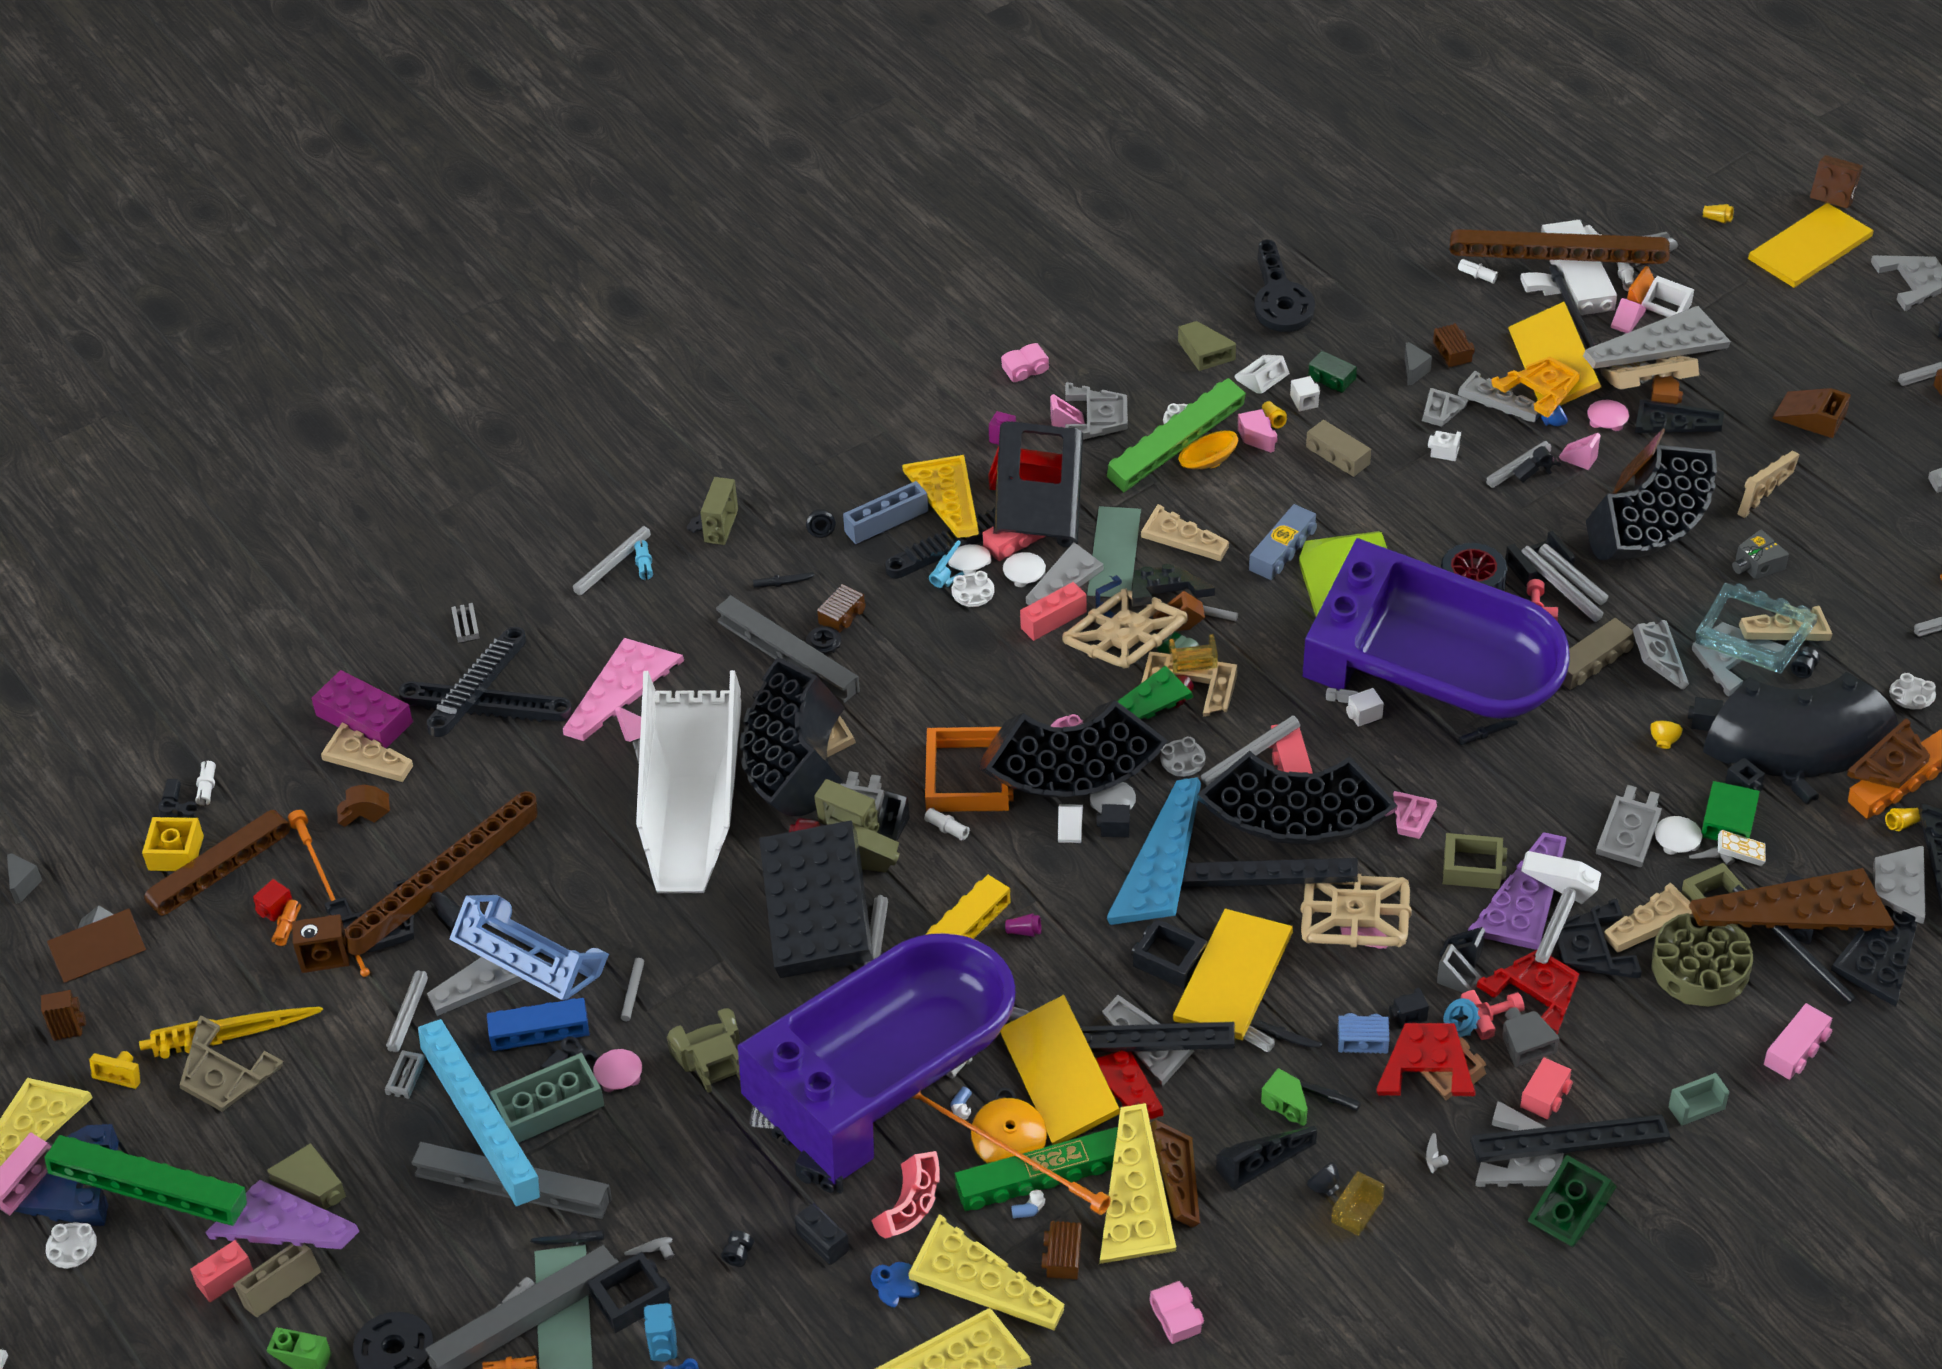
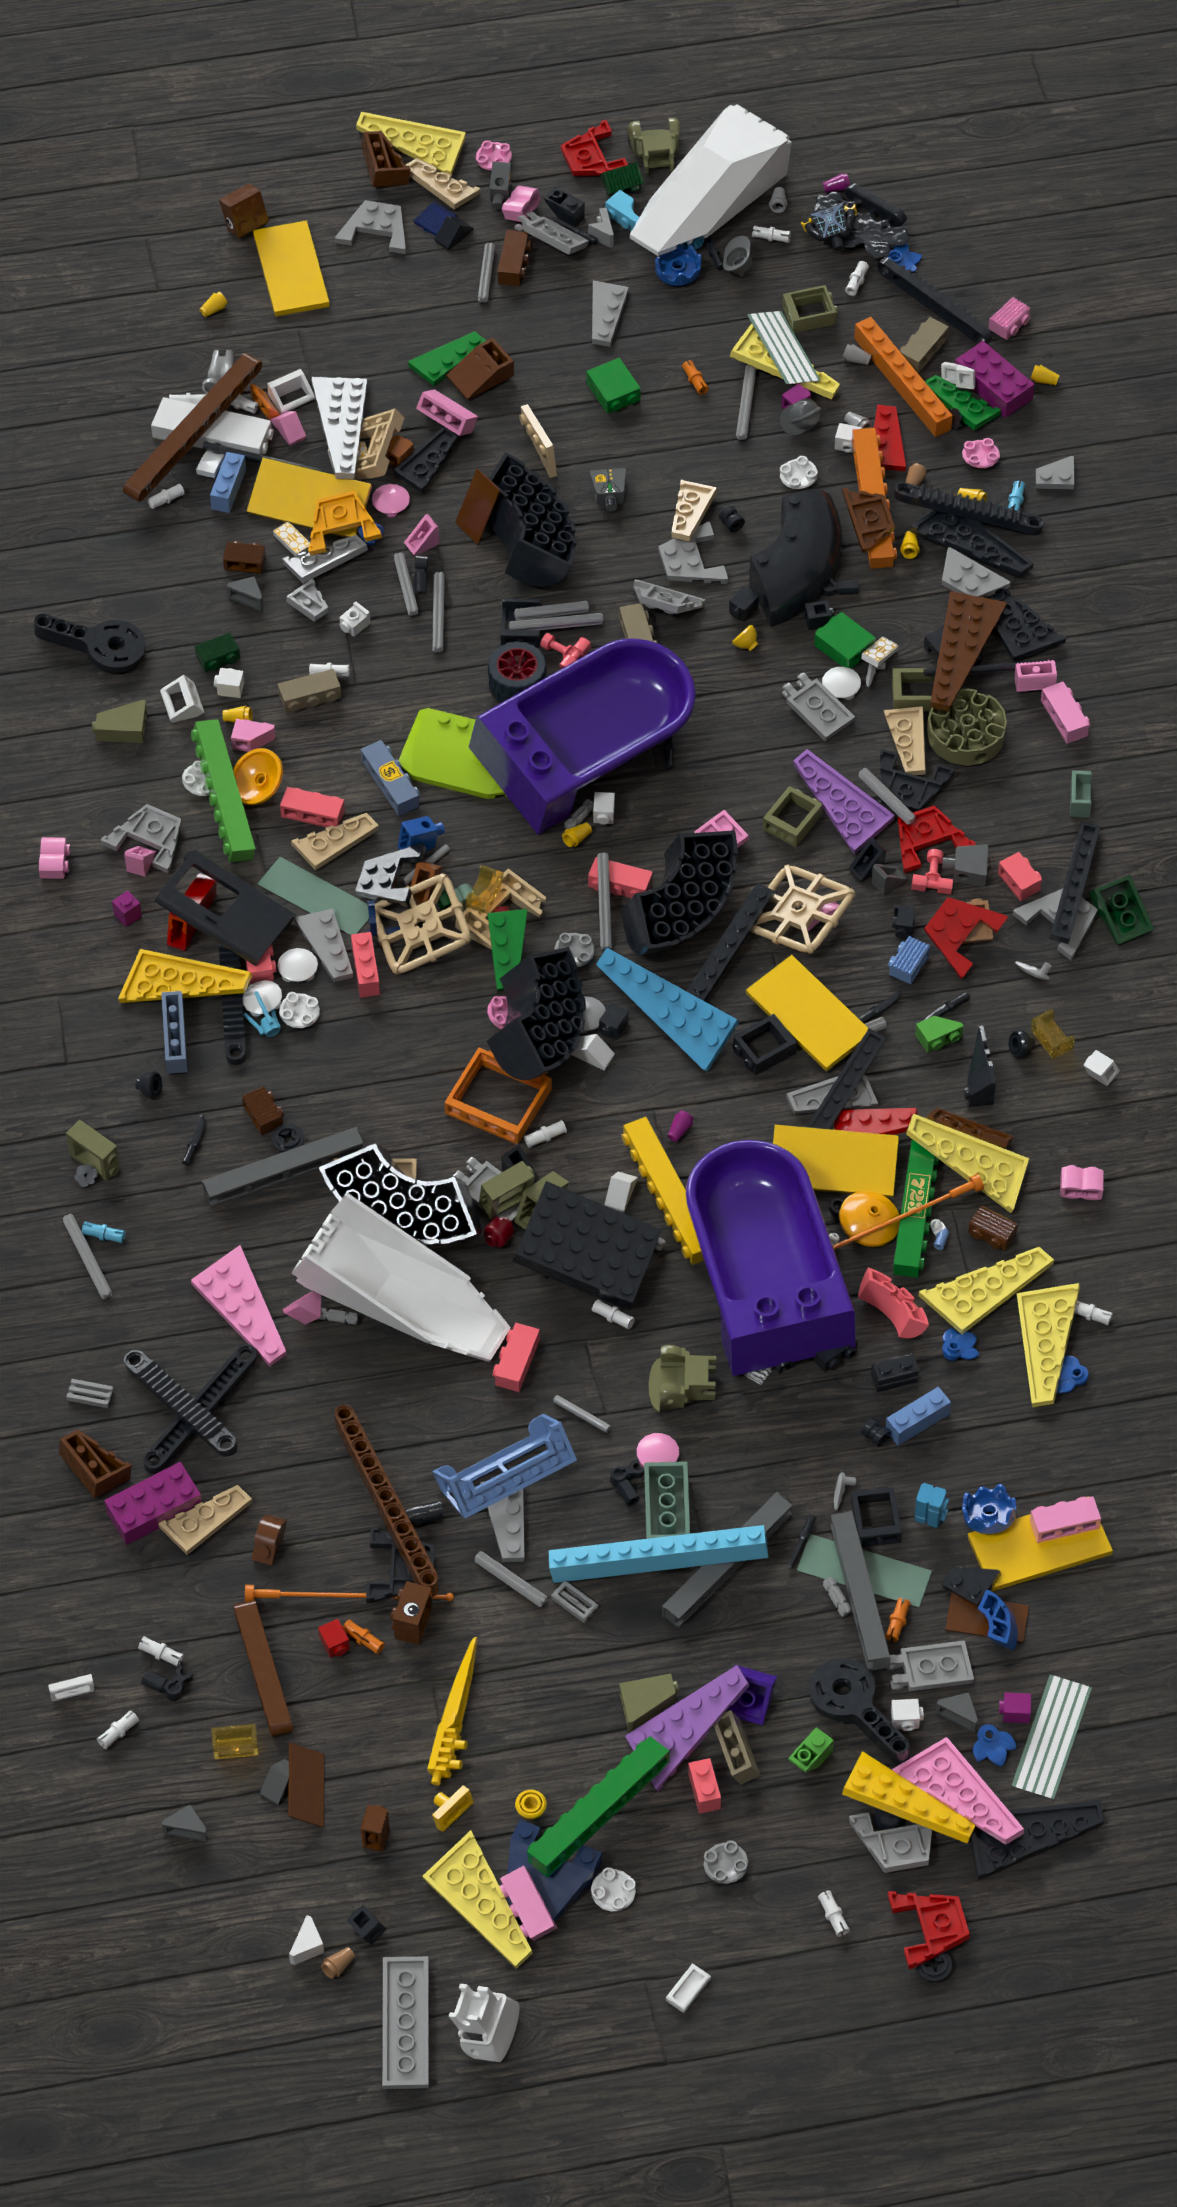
camera: 65 degrees left, 10 degrees up
(107, 787) = (117, 1729): none -> white pin
(125, 873) = (234, 1741): none -> clear yellow panel
(138, 736) = (71, 1687): none -> white tile
(139, 1130) = (530, 1804): none -> yellow brick
(139, 1330) = (725, 1862): none -> light grey dish
(172, 843) = (226, 1693): yellow brick -> none
(216, 1077) = (502, 1736): dark tan wing -> none
(354, 1267) = (756, 1698): none -> dark purple slope
(381, 650) = (92, 1464): none -> reddish brown wedge
(537, 1024) = (586, 1487): blue brick -> none
(667, 908) = (516, 1357): none -> coral brick
(762, 964) = (613, 1314): none -> white pin
(776, 1278) = (918, 1416): none -> medium blue brick
(917, 909) = (620, 1191): none -> white slope
(1207, 503) = (312, 807): none -> coral brick
(1229, 585) = (419, 831): none -> blue torso
(1321, 702) = (576, 834): none -> yellow cone
(1339, 1266) = (1101, 1067): none -> white brick
(1376, 453) = (340, 670): none -> white pin
(1456, 1010) = (922, 894): dark azure gear -> none
(1504, 364) = (291, 539): none -> white tile
(1505, 499) = (438, 612): none -> light grey axle
(1525, 300) = (228, 482): none -> medium blue brick
(1562, 874) = (846, 767): white slope -> none
(1739, 406) = (447, 412): none -> bright pink brick
(1748, 651) = (697, 551): clear light blue windscreen -> none
(1792, 378) = (439, 362): none -> green wing
(1820, 990) = (1035, 675): none -> bright pink brick
(1886, 509) = (613, 385): none -> green brick

